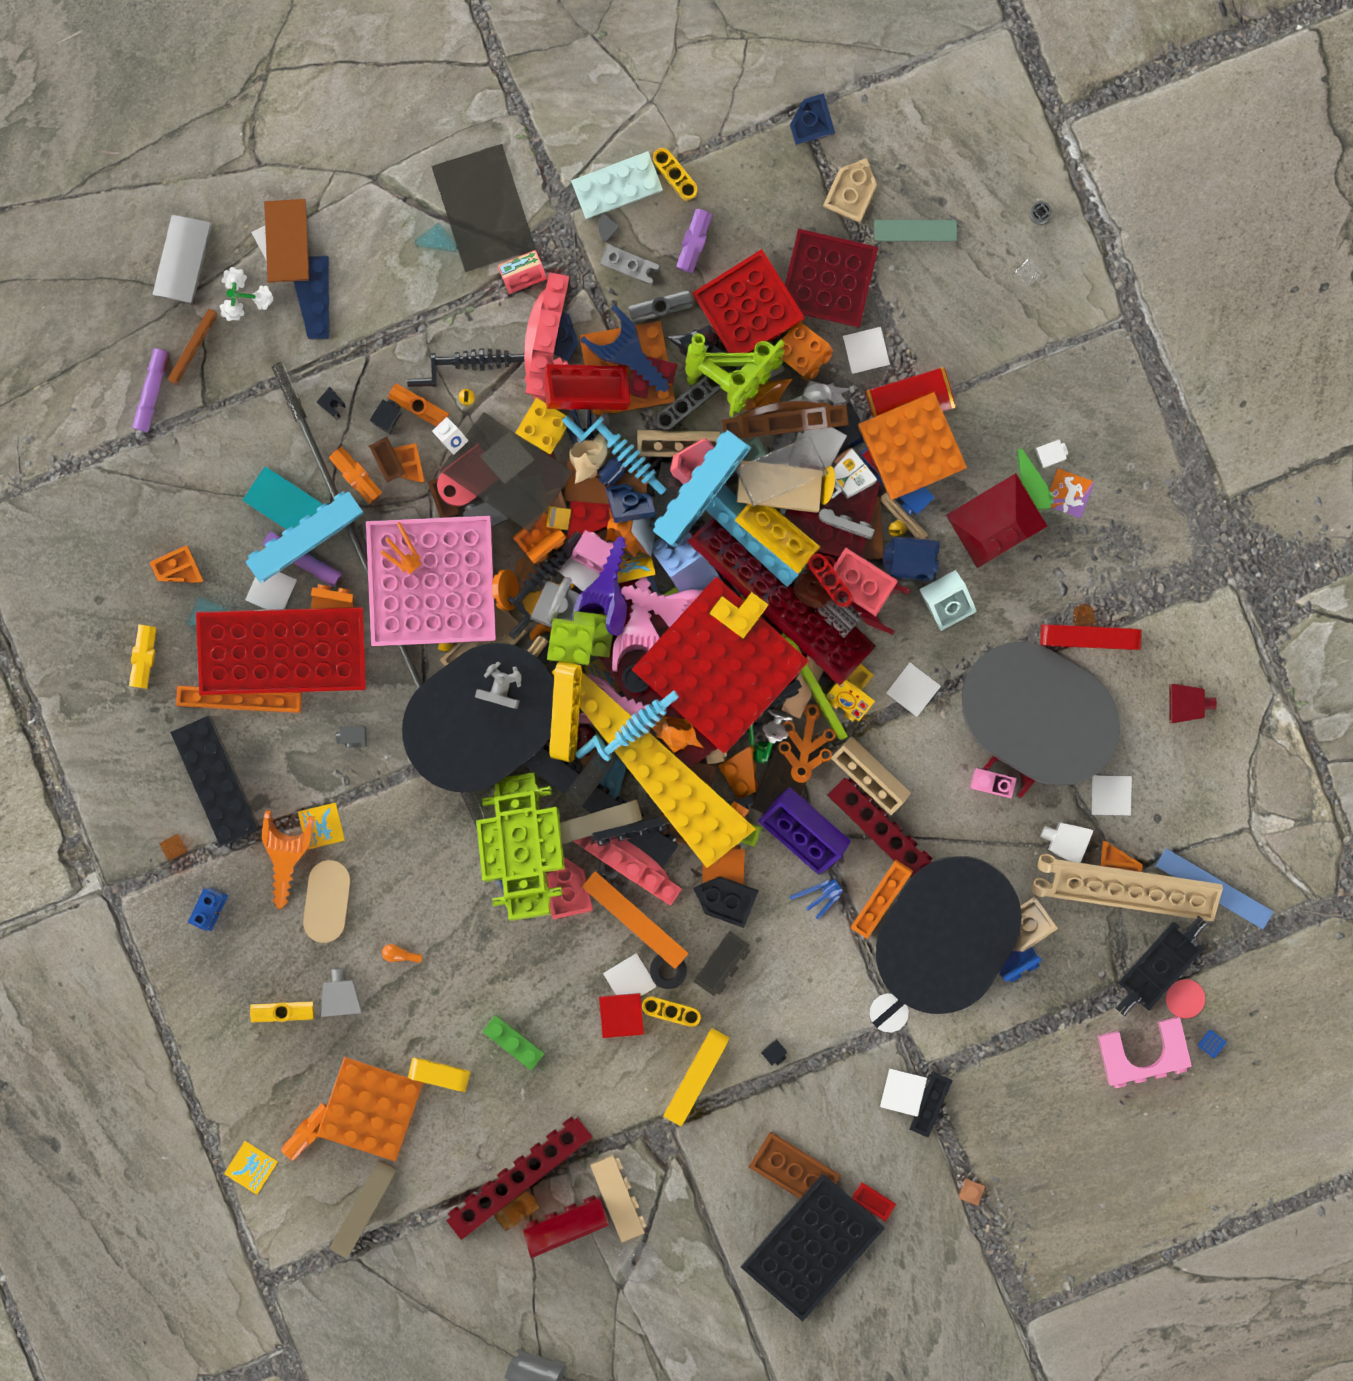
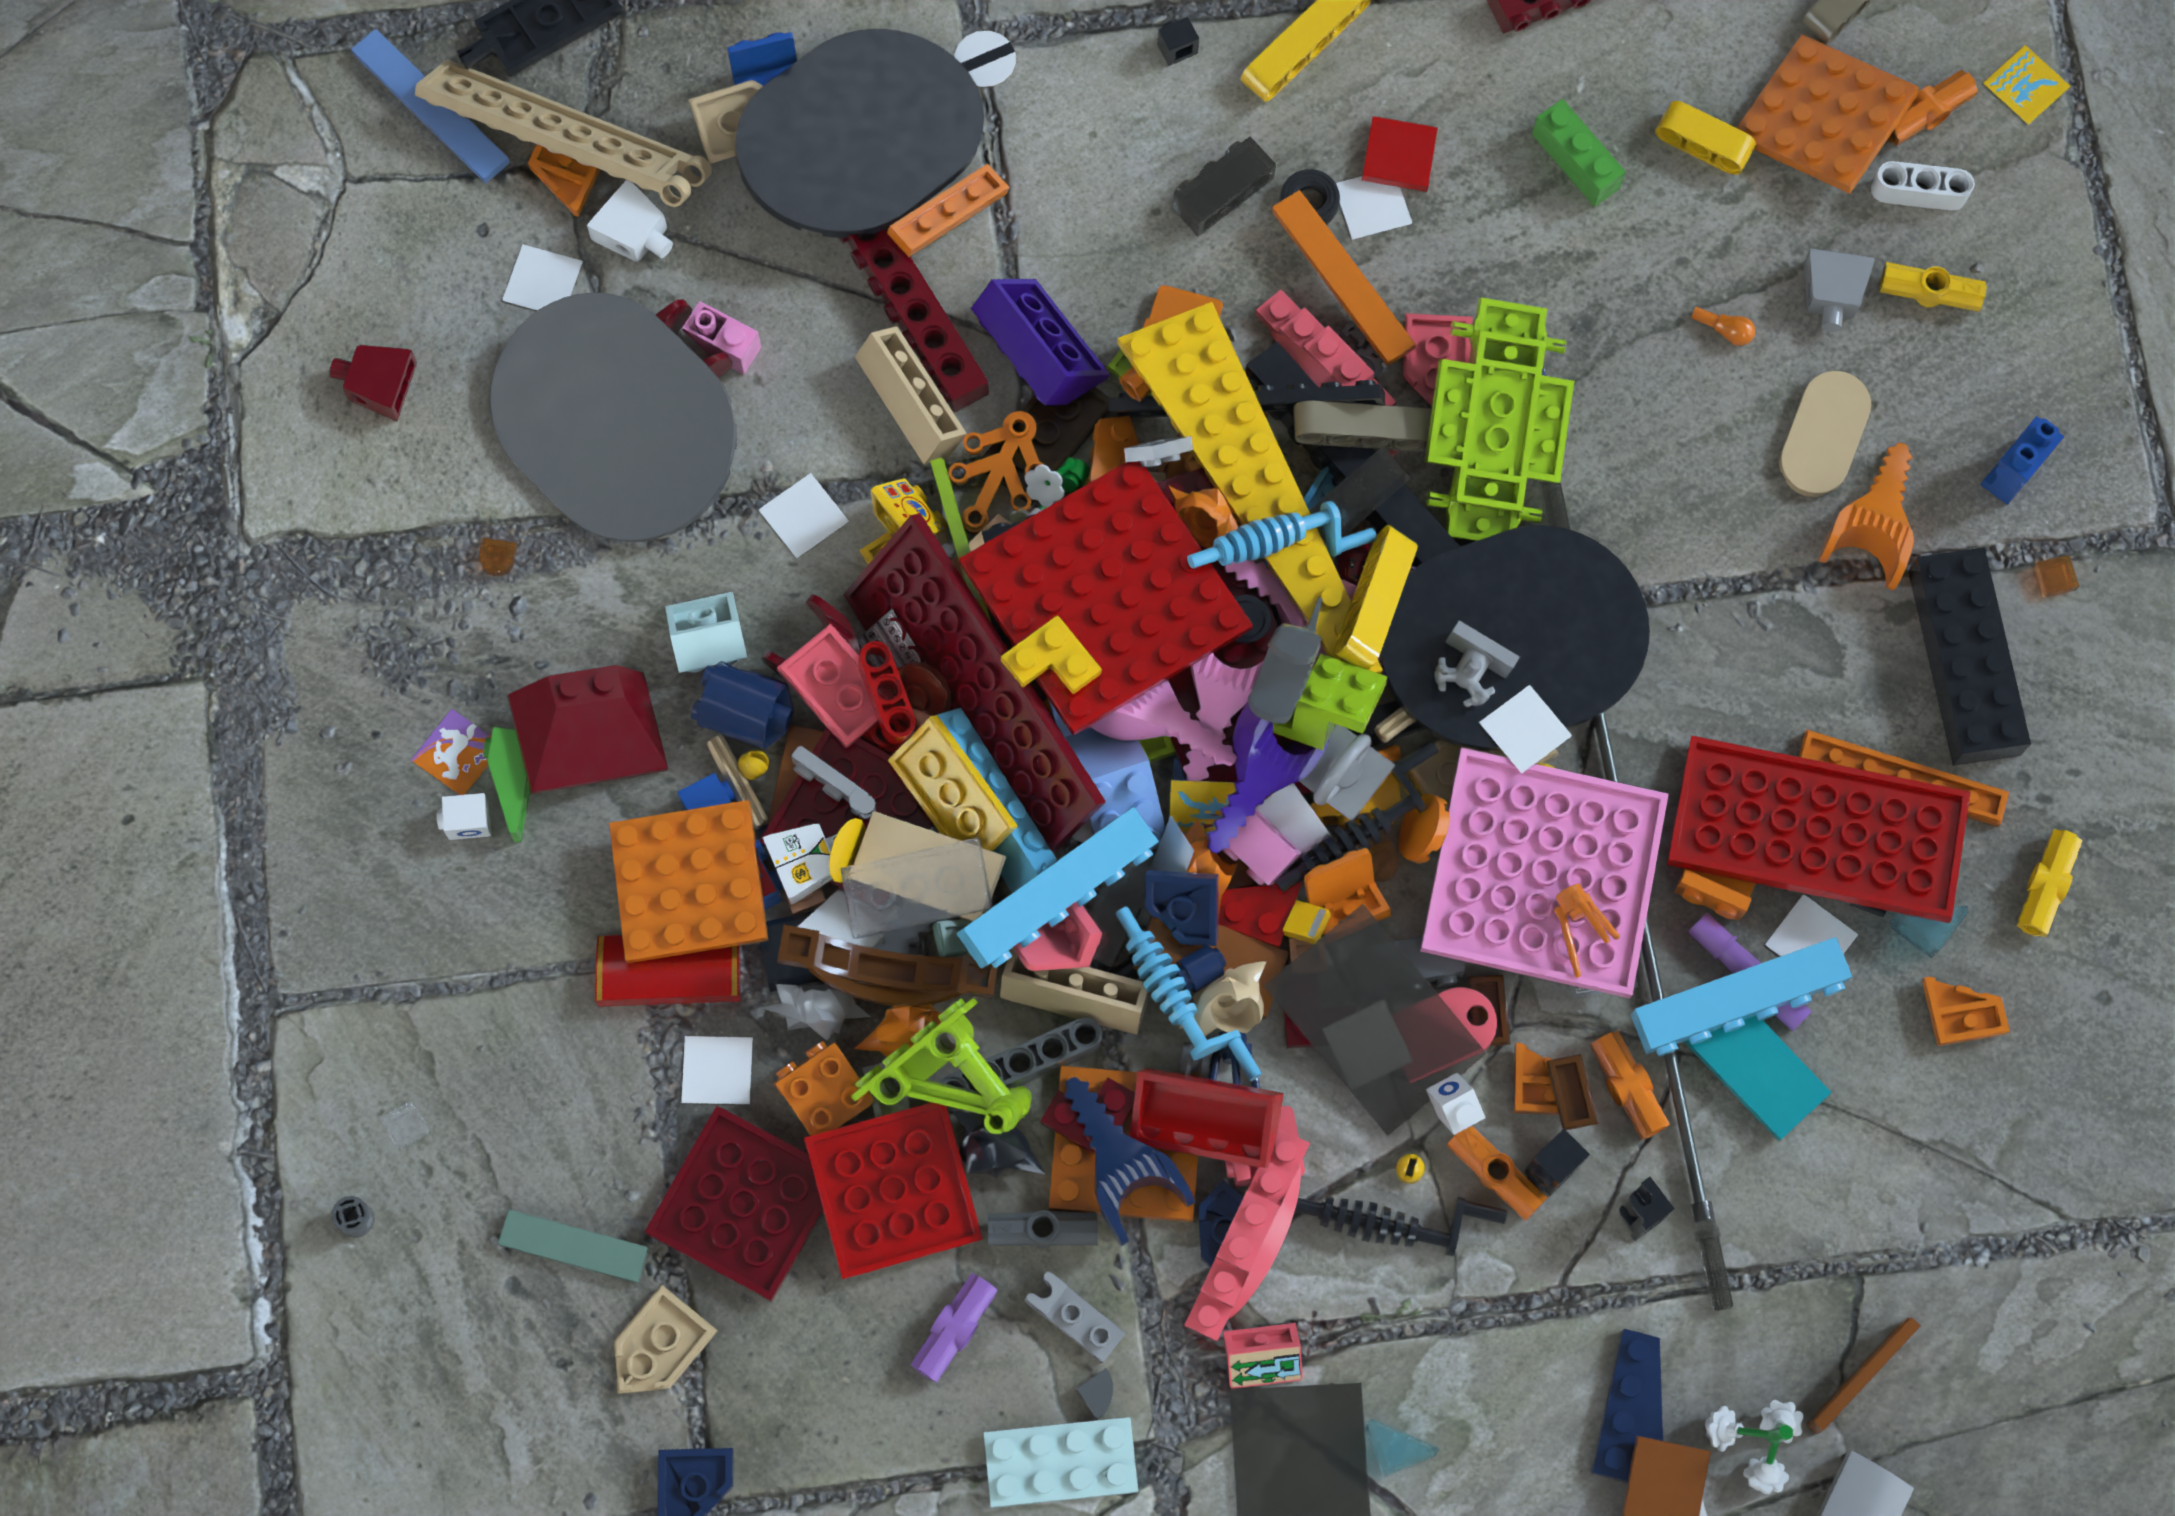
camera: 165 degrees left, 15 degrees down
(150, 390) = (1950, 1321): medium lavender piece -> none
(292, 1082) = (1934, 177): none -> white beam
(326, 827) = (1799, 549): yellow sticker -> none
(352, 736) = (1728, 669): dark grey brick -> none
(461, 661) = (1525, 729): none -> white sticker
(542, 426) = (1299, 1074): yellow plate -> none
(604, 641) = (1285, 670): none -> dark grey animal
(670, 165) = (949, 1434): yellow beam -> none
(679, 1018) = (1314, 123): yellow beam -> none
(713, 763) = (1158, 451): none -> light grey plate
(726, 900) = (1190, 273): black tile -> none
(830, 890) = (1023, 247): blue plant -> none
(1090, 637) = (496, 516): red beam -> none

